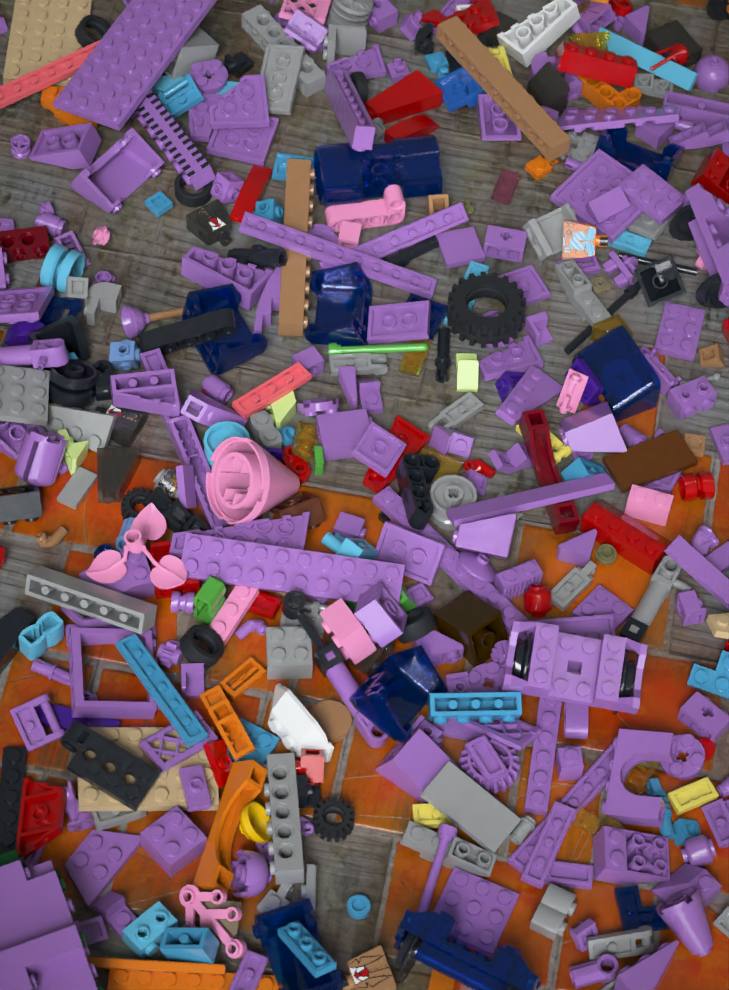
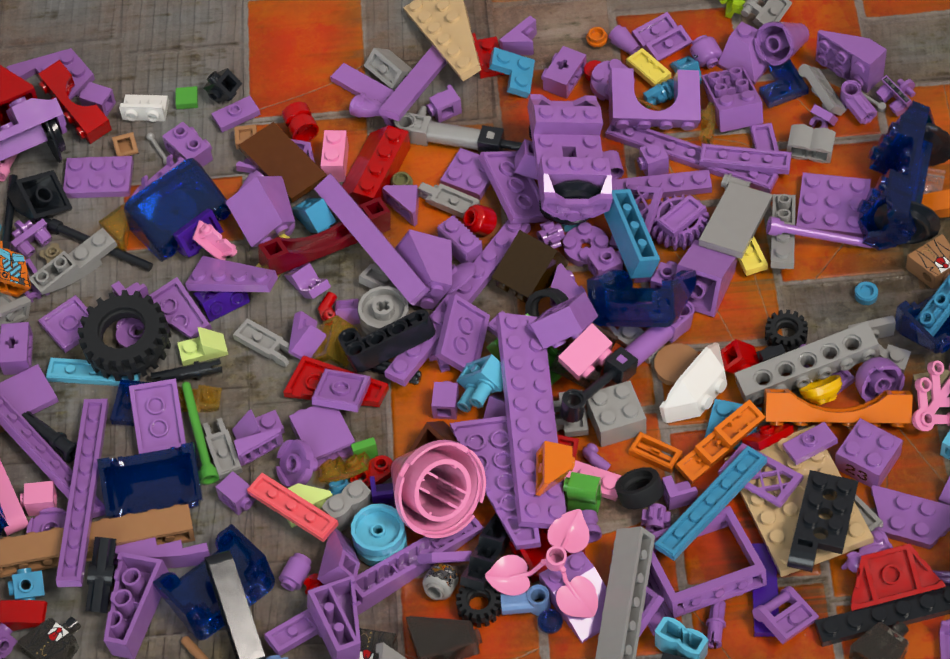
camera: 95 degrees left, 0 degrees up
(229, 565) = (552, 465): none -> orange slope

